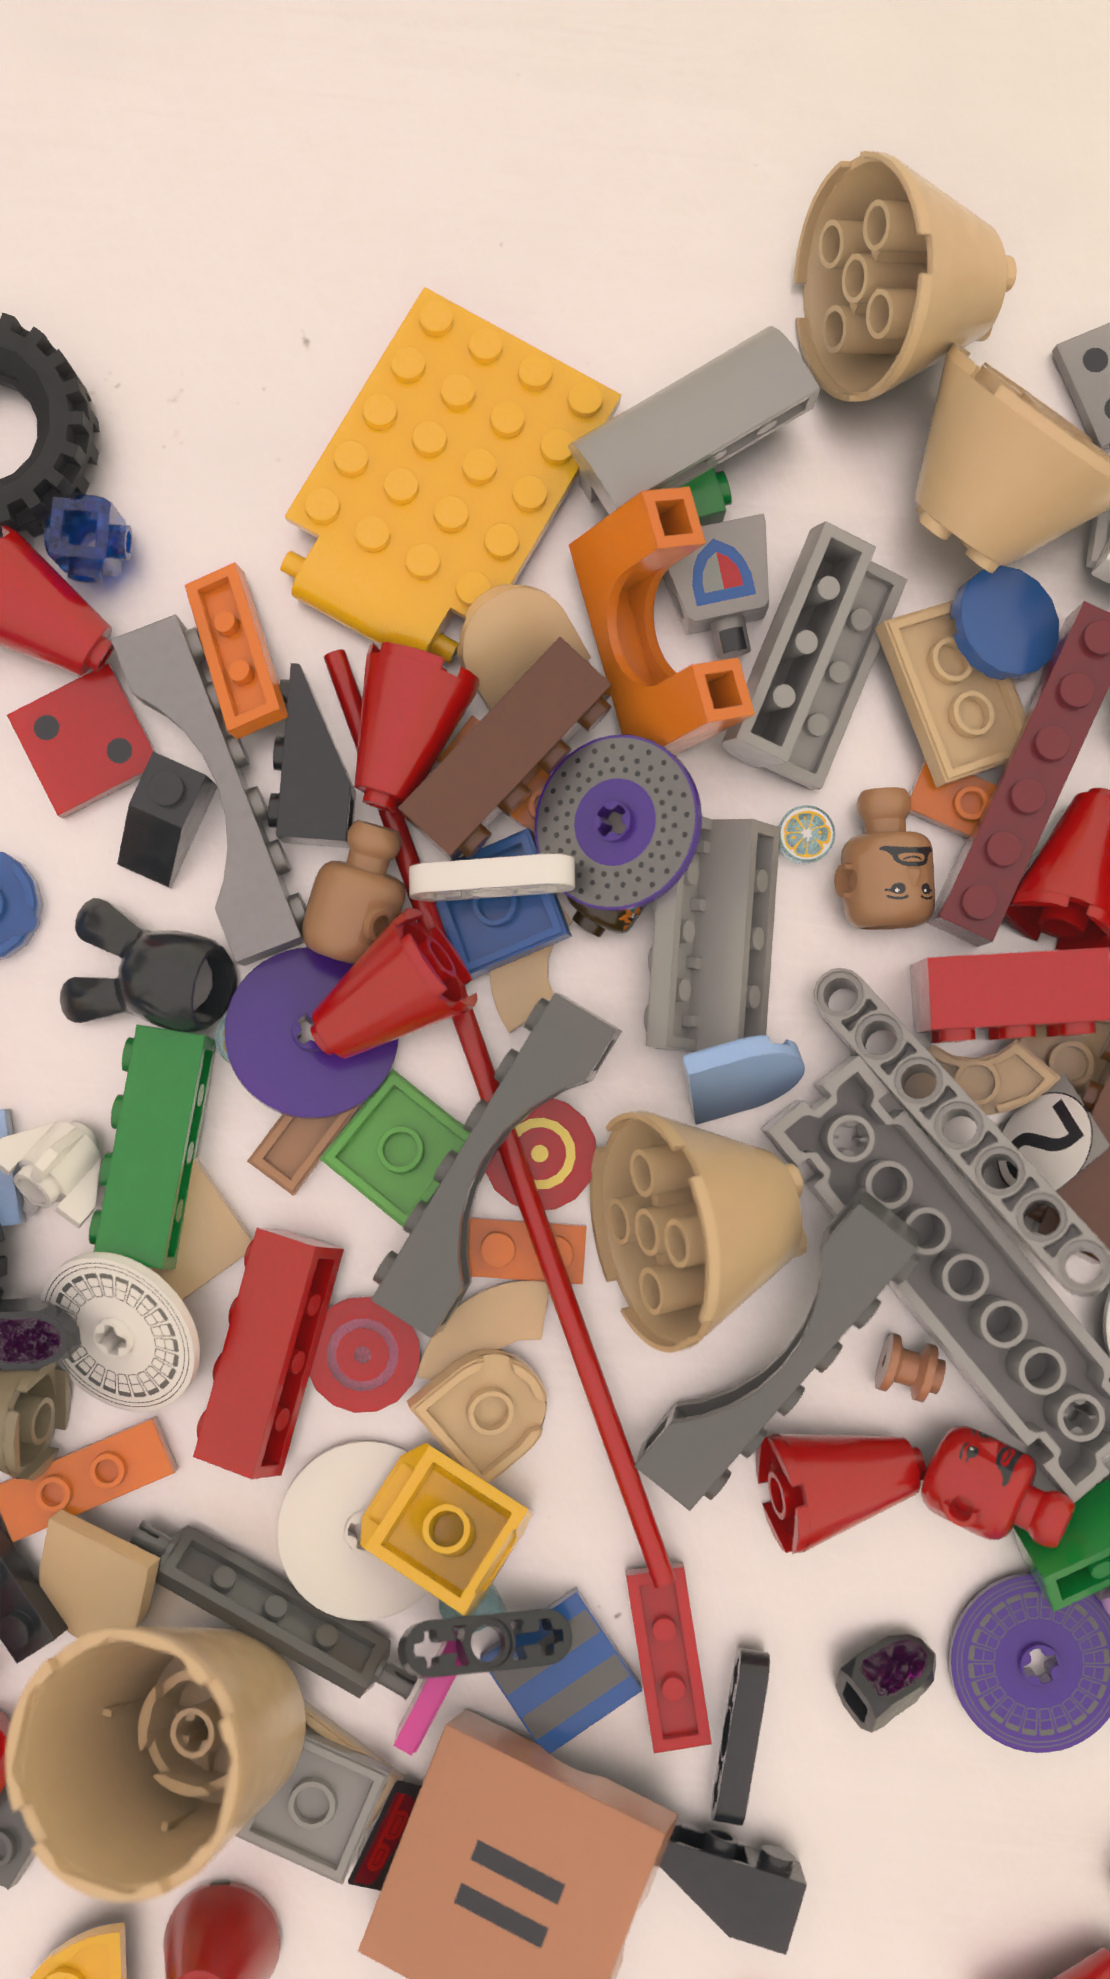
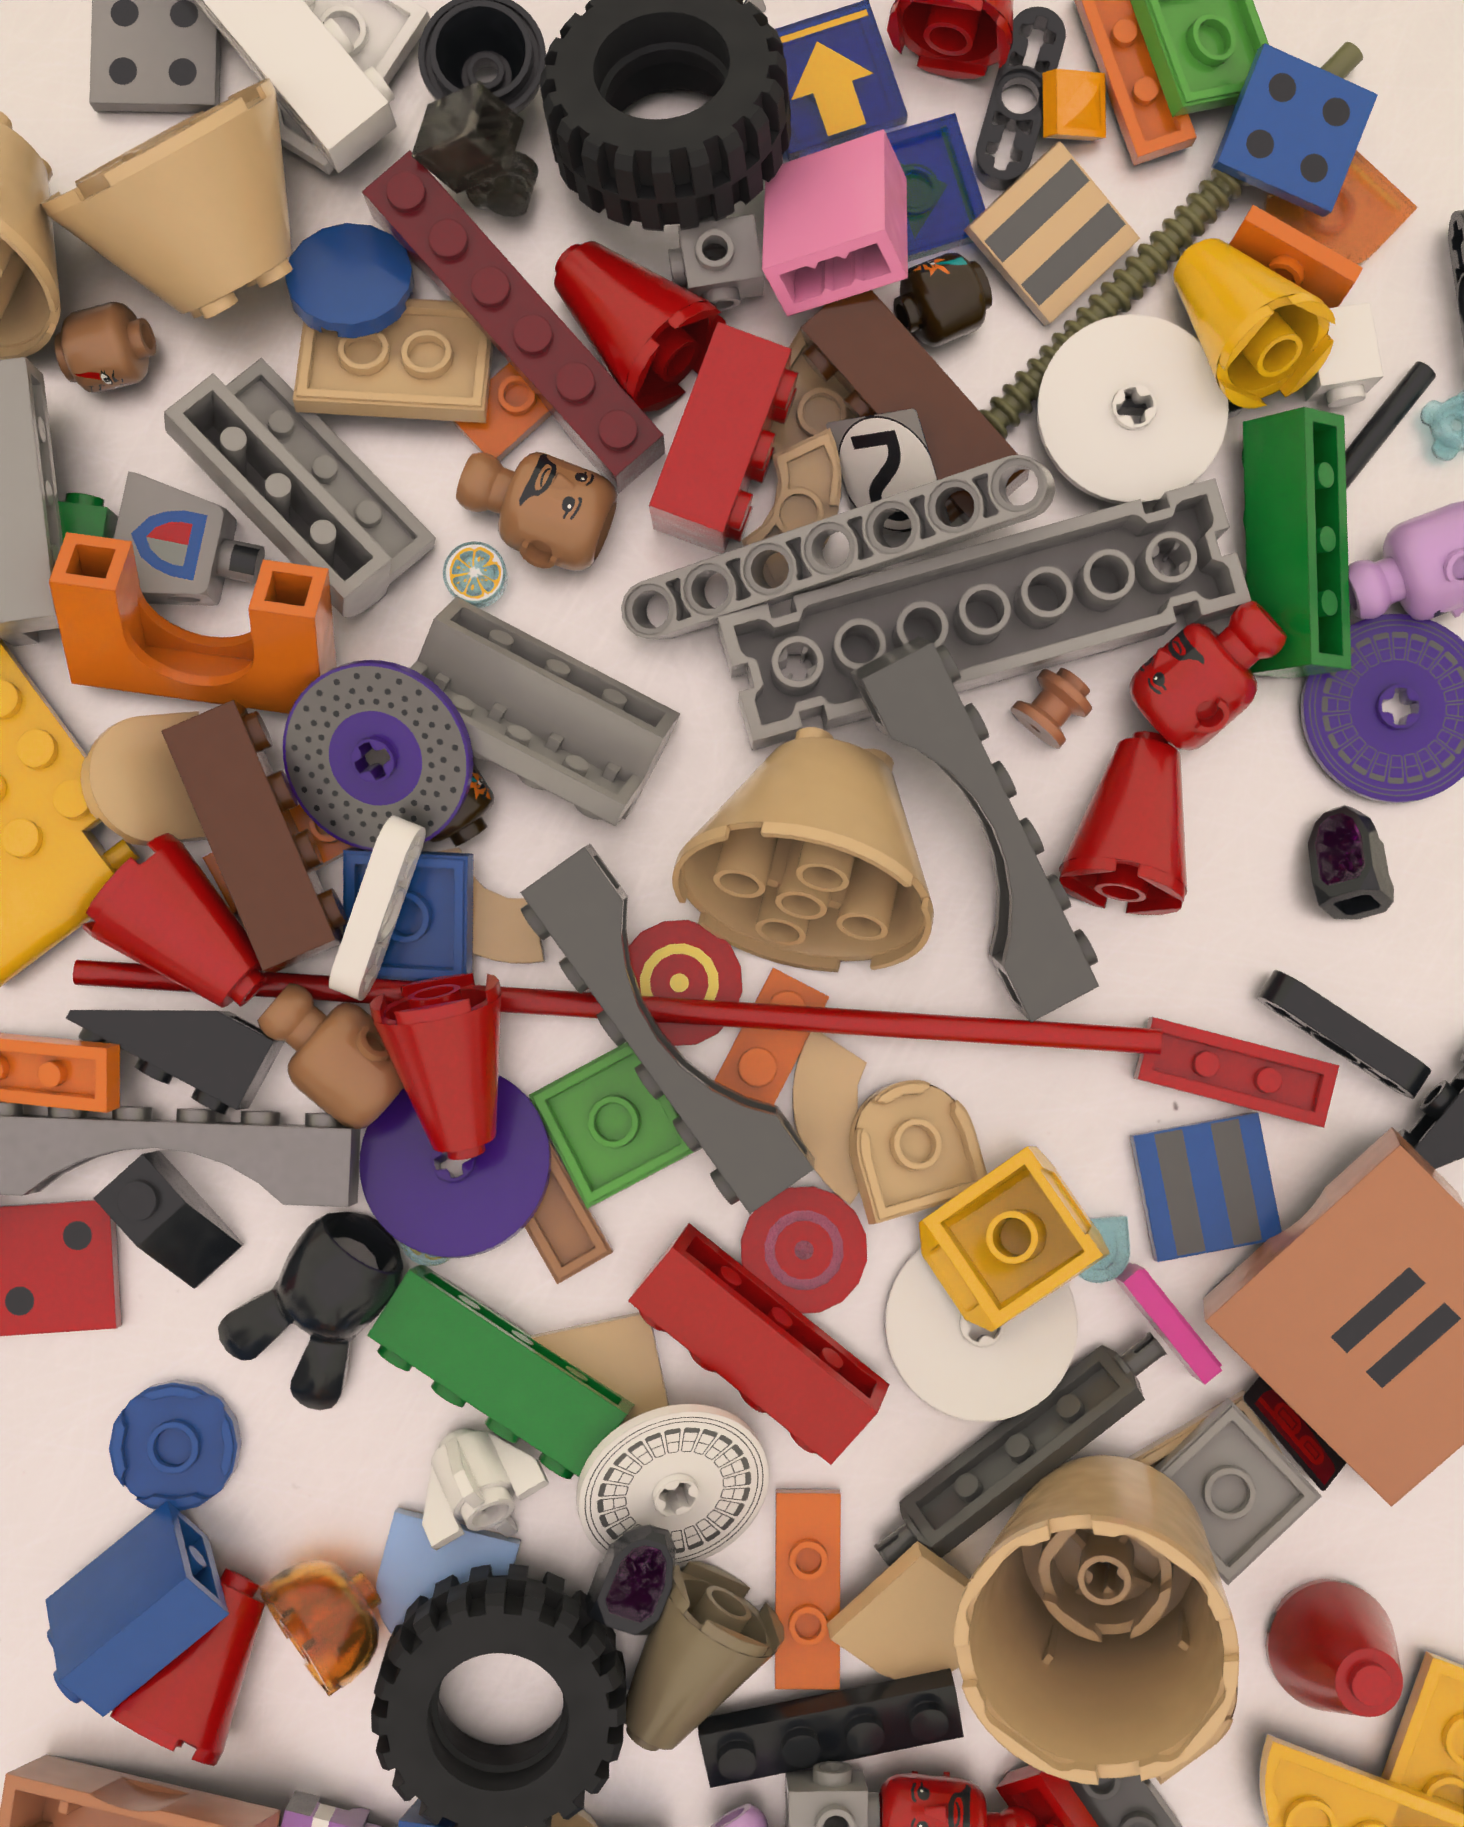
camera: 75 degrees left, 0 degrees up
(525, 1622) = (1111, 1284): black beam -> none
(740, 1076) = (688, 745): light blue tile -> none
(858, 448) = (104, 347): none -> medium nougat head

